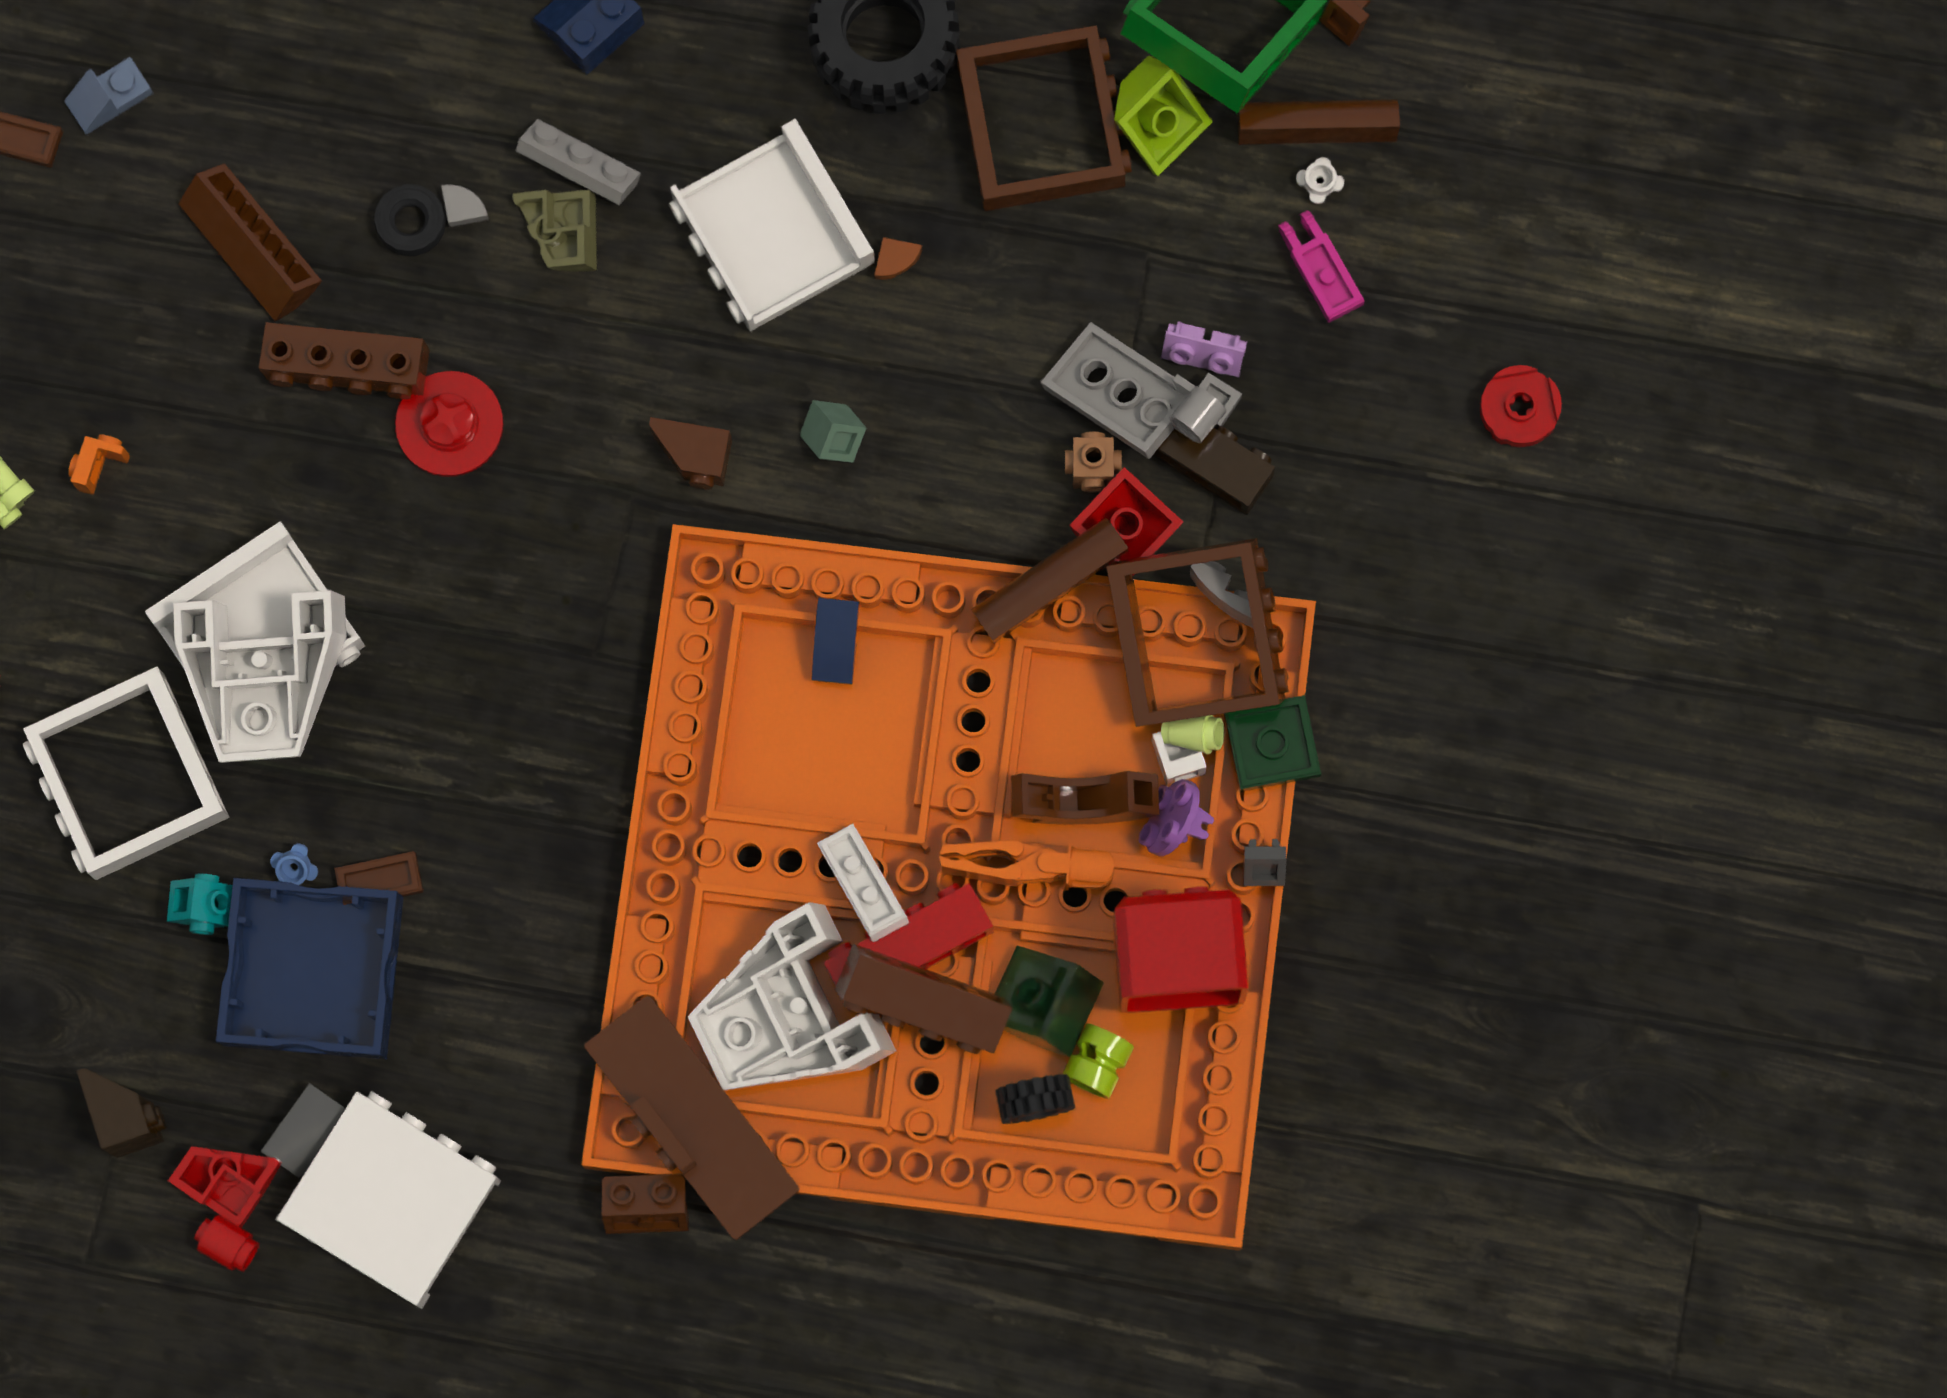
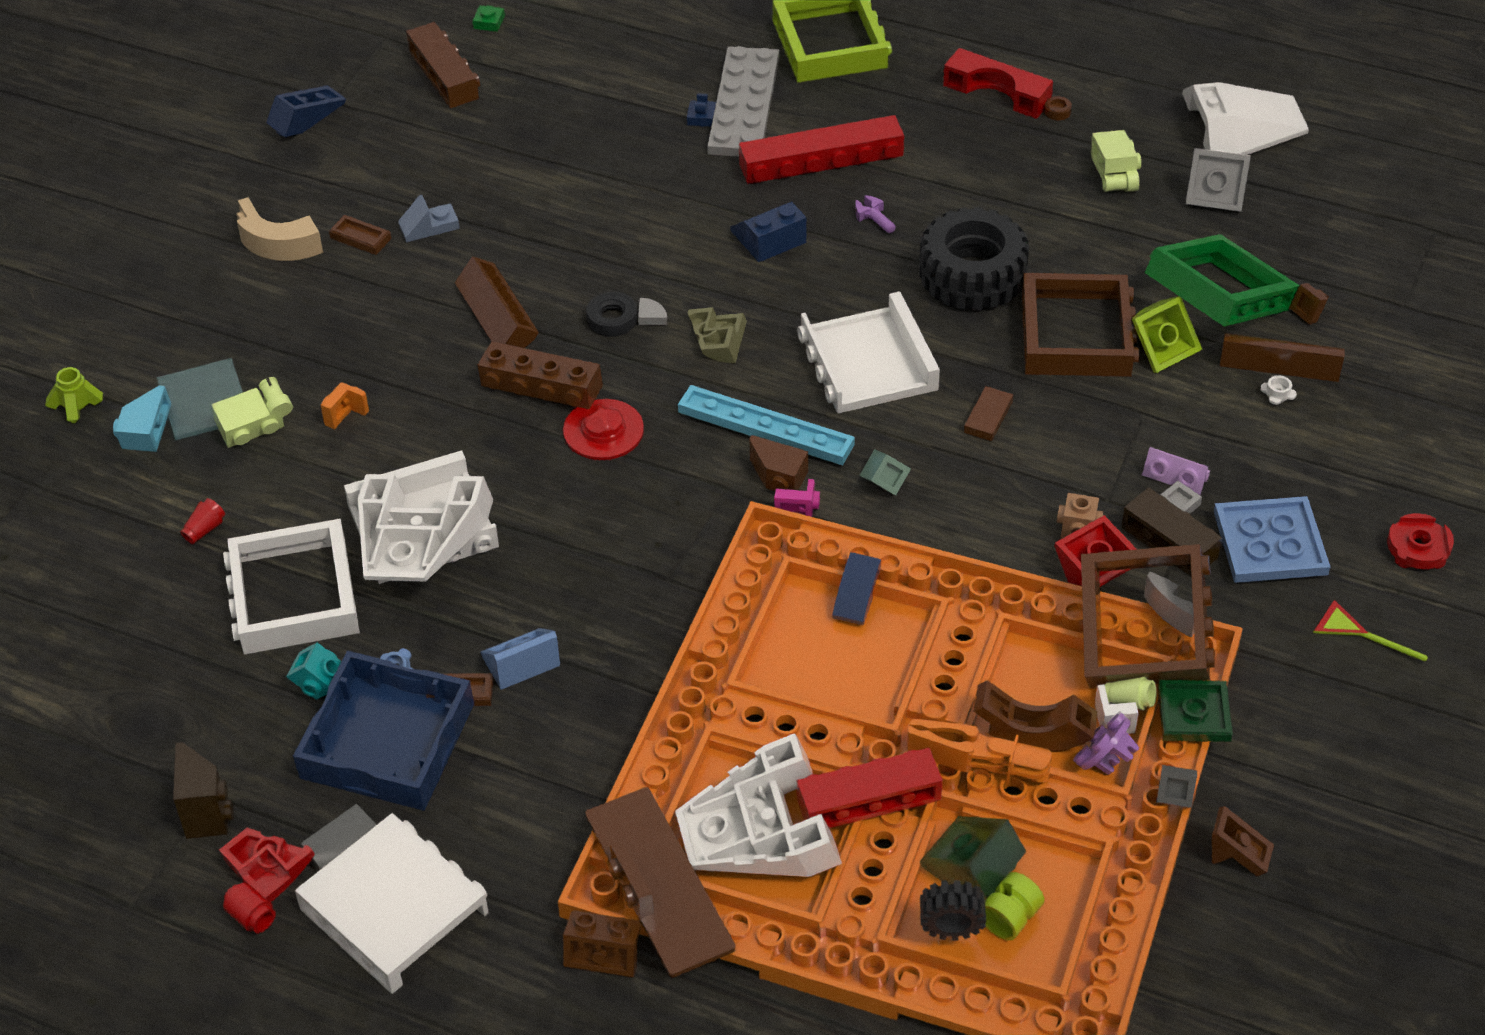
camera: 10 degrees right, 30 degrees down
(440, 816) = (522, 657): none -> medium blue slope
(578, 161) = (740, 298): light grey plate -> none
(662, 380) = (766, 424): none -> medium azure plate
(727, 510) = (798, 501): none -> dark pink bracket
(863, 883) = (842, 737): white tile -> none
(896, 258) = (954, 386): dark orange tile -> none
(922, 999) = (873, 817): reddish brown brick -> none
(948, 296) = (988, 413): none -> reddish brown tile
(1050, 580) = (1031, 573): reddish brown brick -> none
(1160, 400) = (1119, 479): light grey hinge -> none
(1180, 950) = (1097, 819): red plate -> none
(1322, 269) = (1273, 438): dark pink hinge -> none
(1335, 441) = (1271, 539): none -> medium blue plate
(1347, 916) = (1239, 840): none -> reddish brown slope
(1433, 551) = (1341, 622): none -> lime piece

